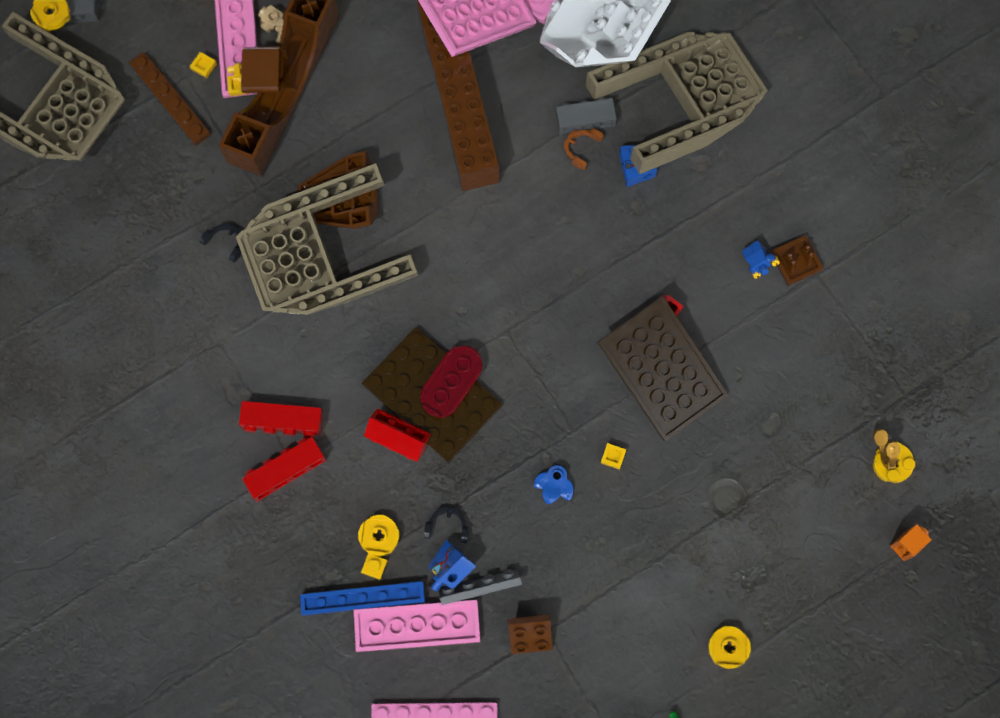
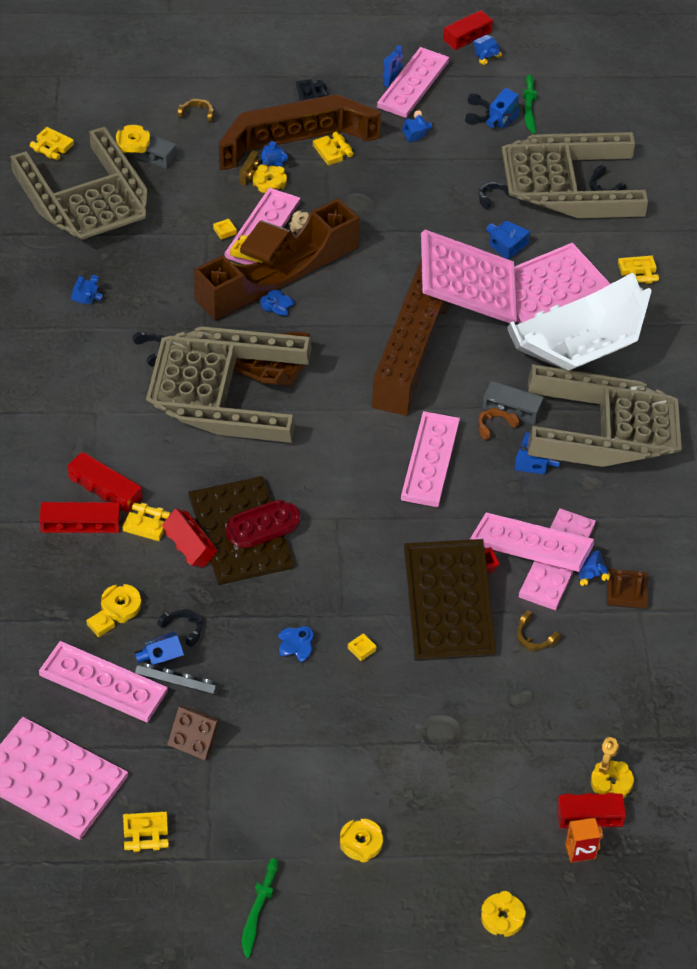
camera: 25 degrees right, 25 degrees down
(121, 213) = (86, 291): none -> blue piece
(169, 98) = (181, 239): reddish brown plate -> none
(307, 121) = (277, 302): none -> blue plate
(345, 441) = (145, 526): none -> yellow plate
(362, 598) = (57, 631): blue plate -> none
(550, 220) = (430, 459): none -> bright pink plate
(694, 263) = (533, 541): none -> bright pink plate
(720, 262) = (547, 582): none -> bright pink plate
(730, 346) = (551, 641): none -> pearl gold piece
(871, 651) = (503, 902): none -> yellow plate
(895, 504) = (605, 808): none -> red brick

